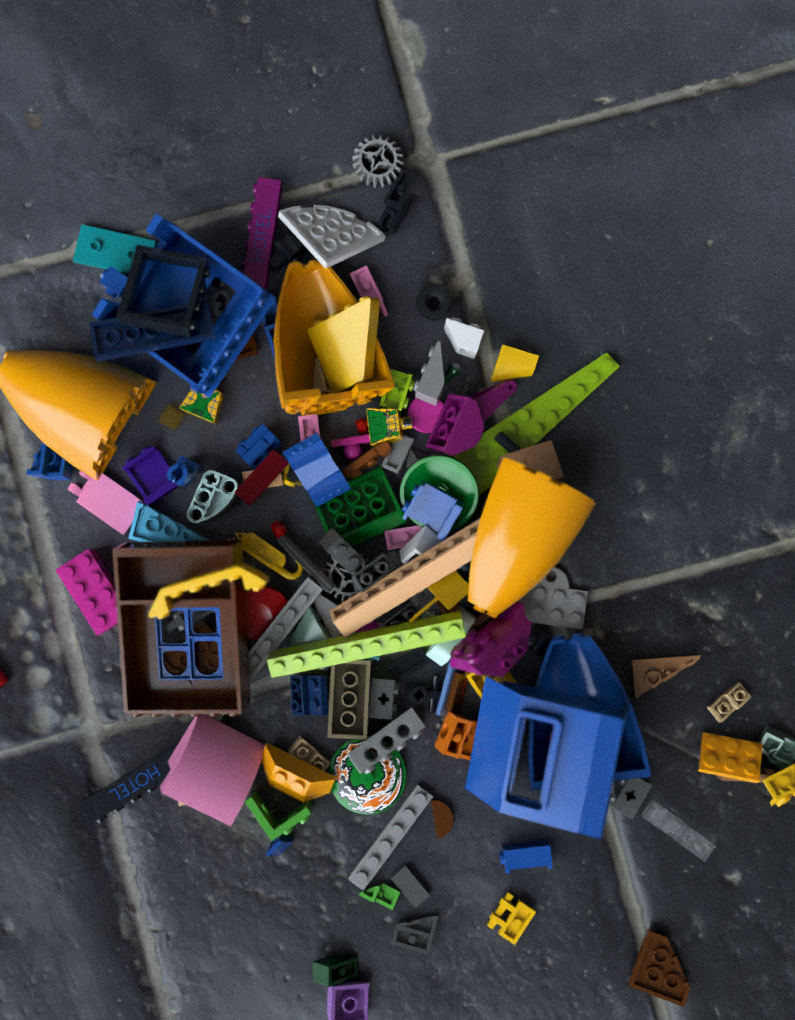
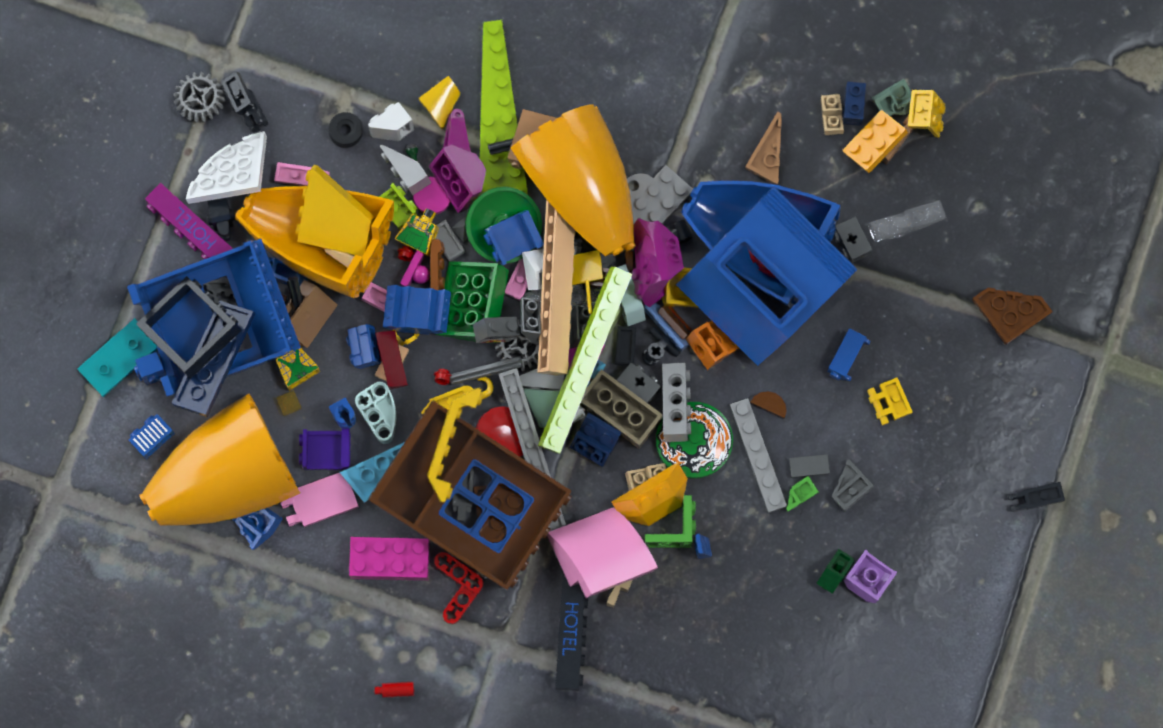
camera: 50 degrees left, 10 degrees down
(65, 324) = (151, 436): none -> blue brick
(114, 670) = (464, 589): none -> red beam
(251, 379) = (308, 309): none -> medium nougat piece
(752, 716) = (854, 103): none -> dark blue brick

